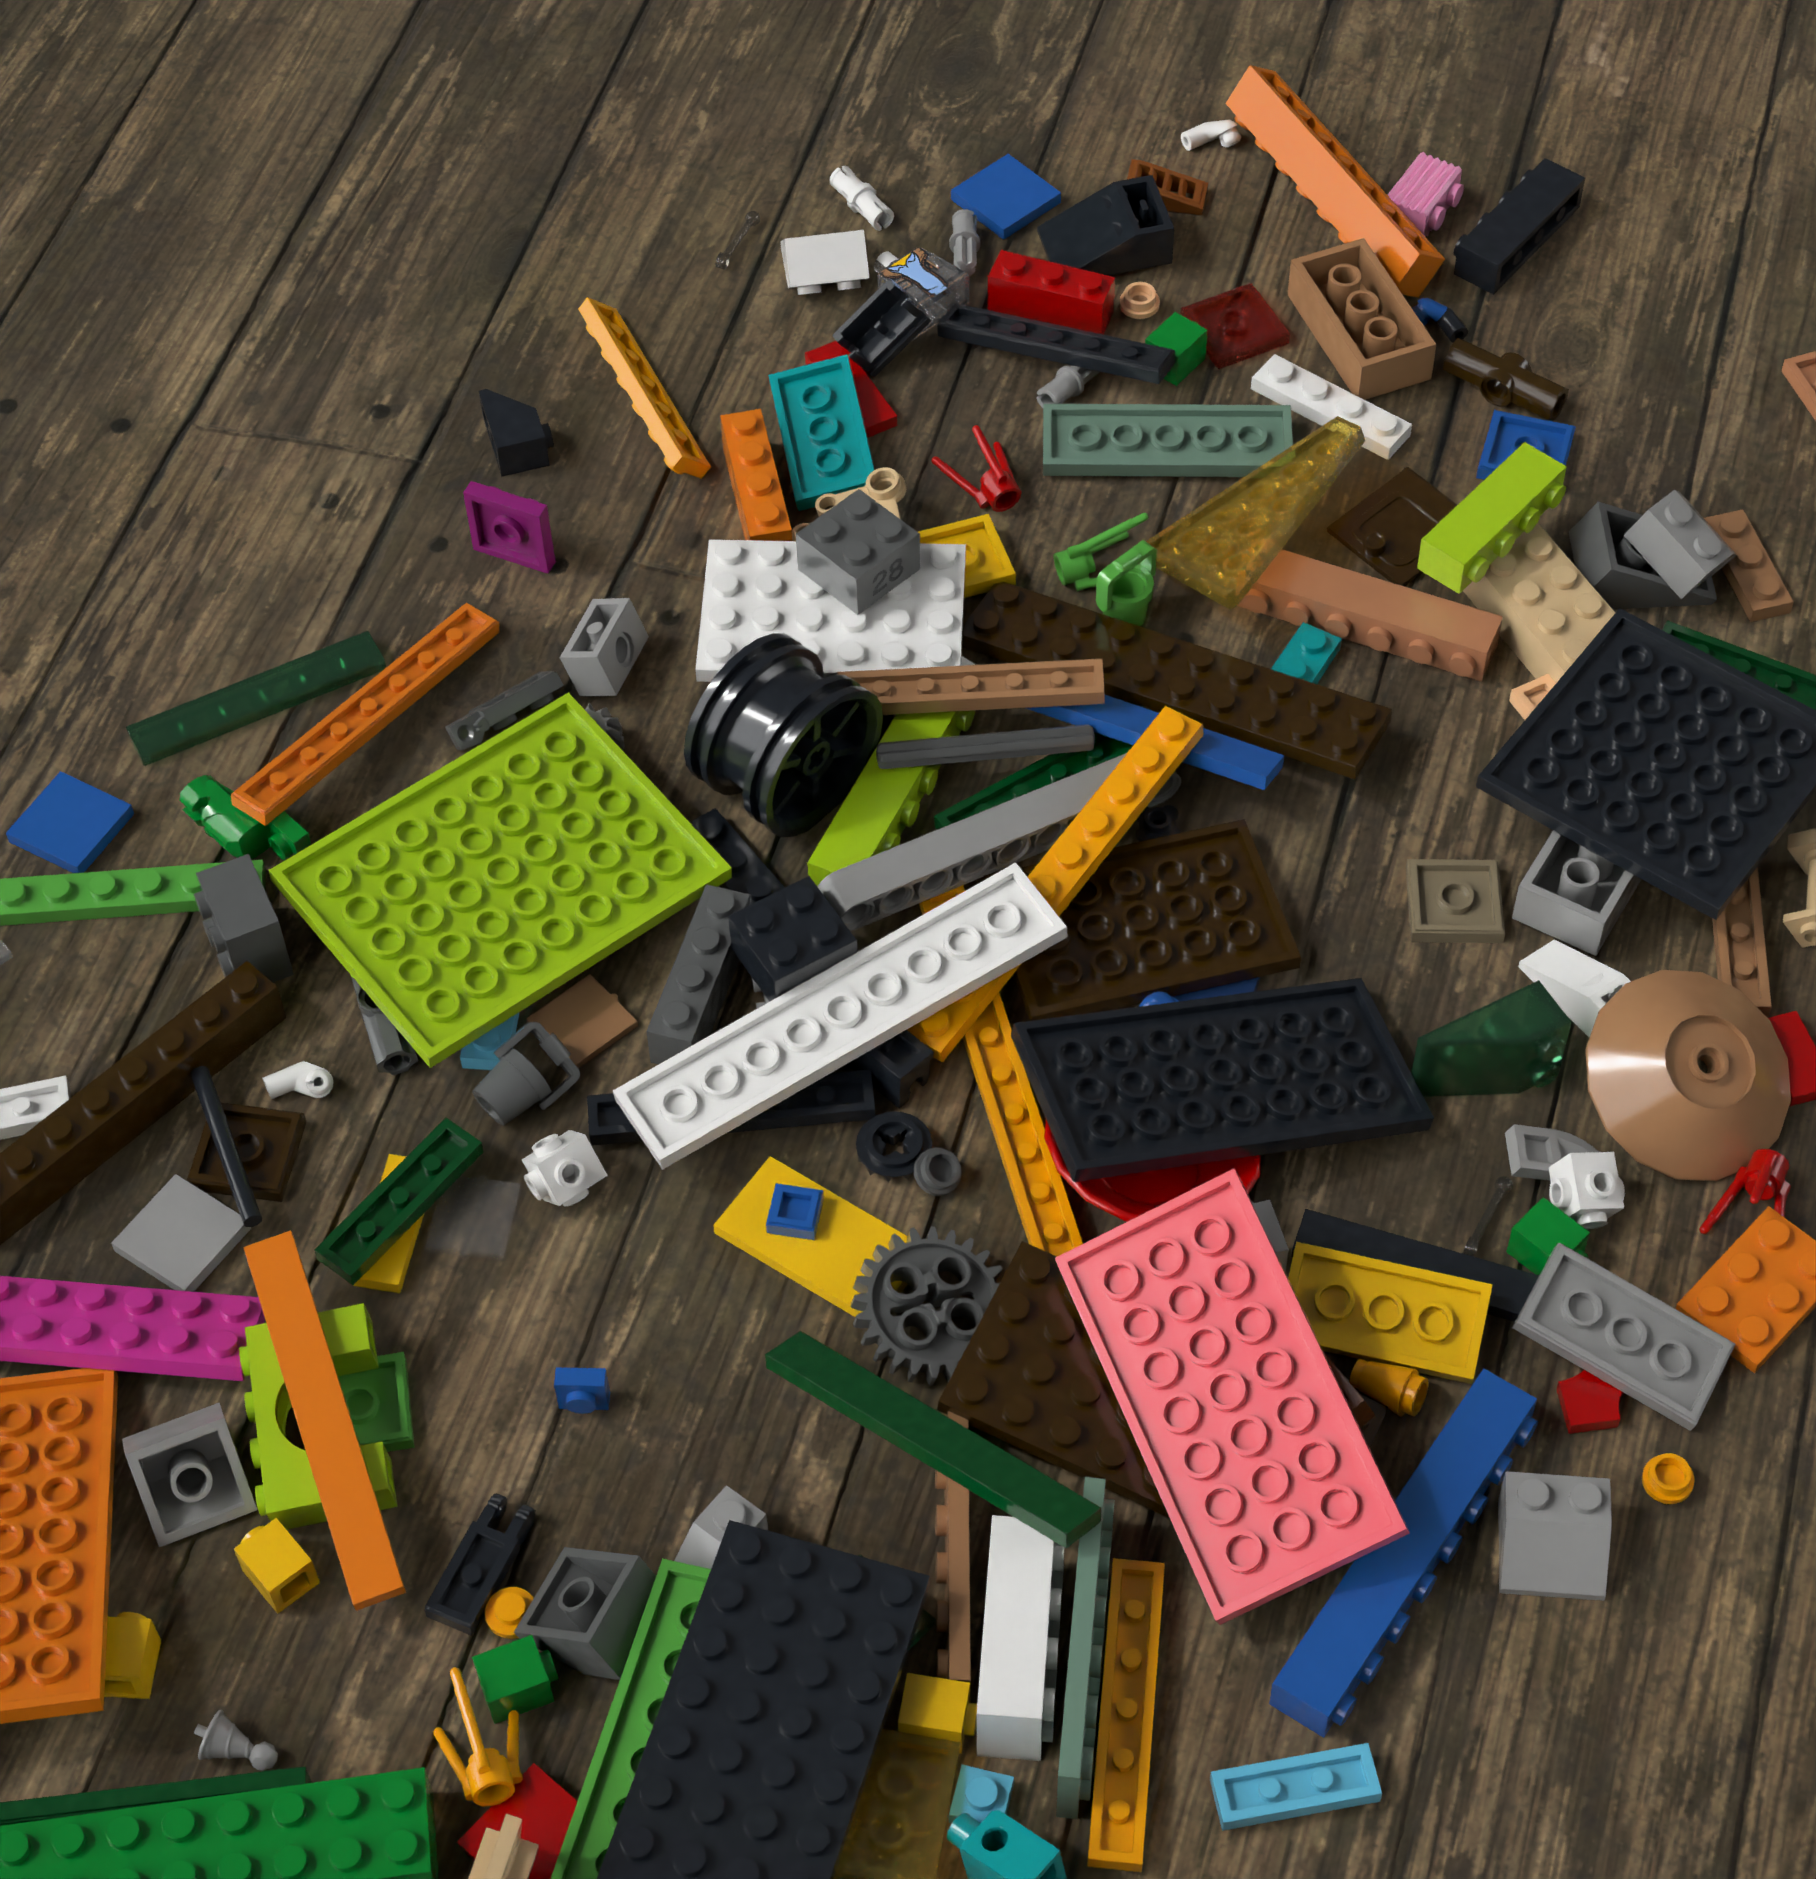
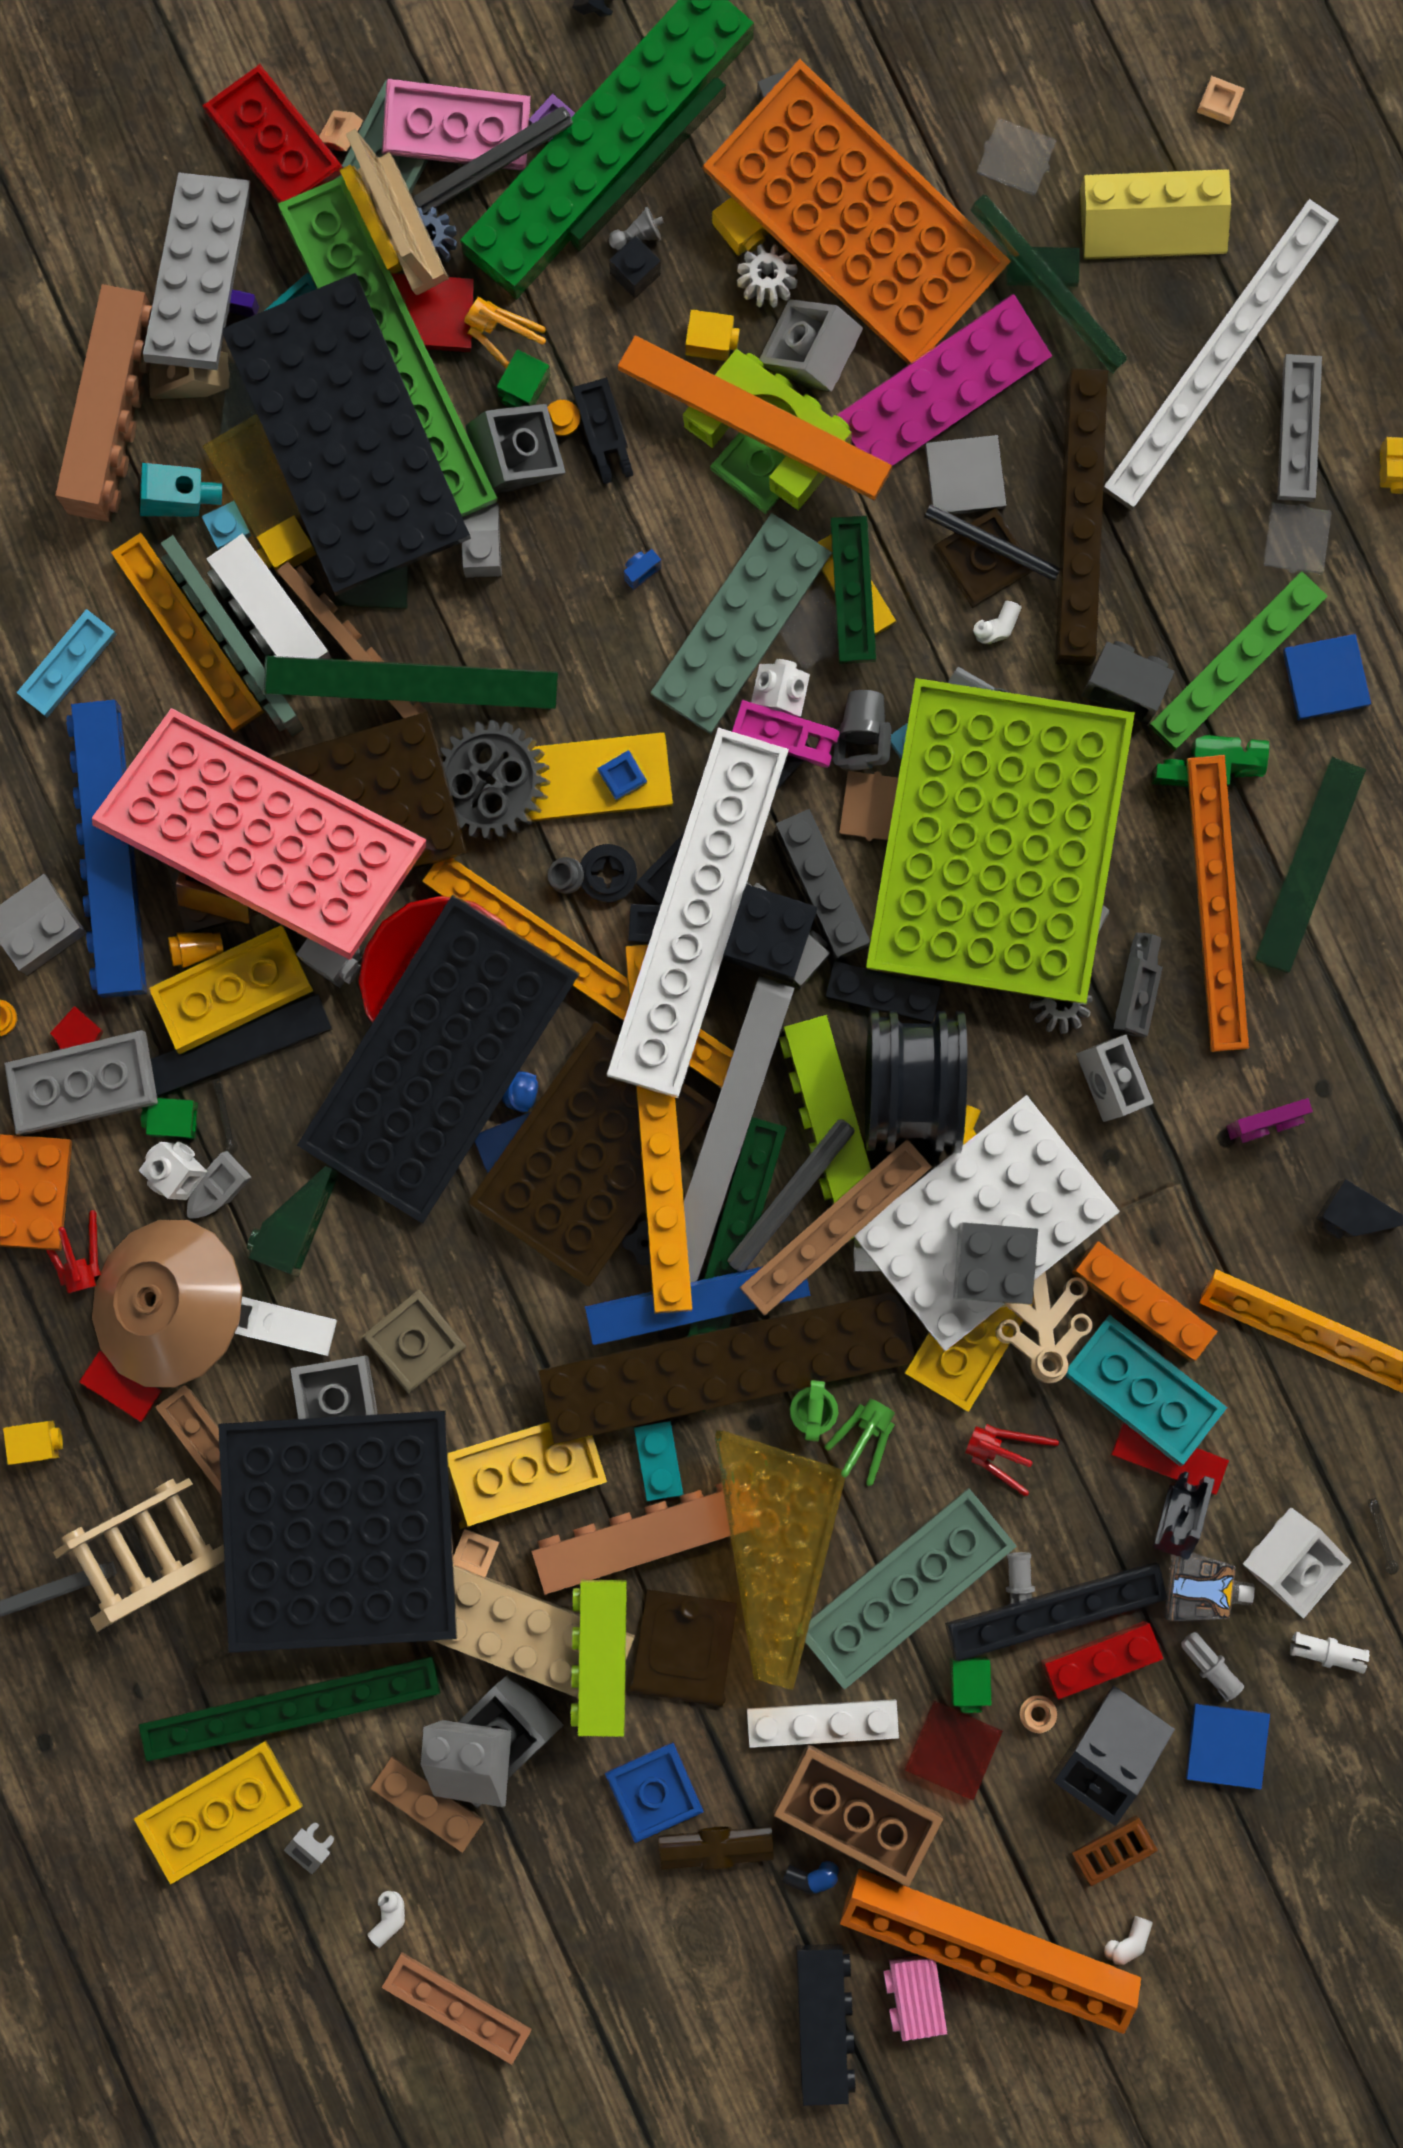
camera: 135 degrees right, 30 degrees up
(175, 1580) = (766, 287): none -> white gear
(277, 1699) = (635, 267): none -> black brick
(536, 1269) = (741, 623): none -> sand green plate
(601, 1120) = (786, 732): none -> dark pink plate
(1446, 716) = (520, 1472): none -> yellow plate

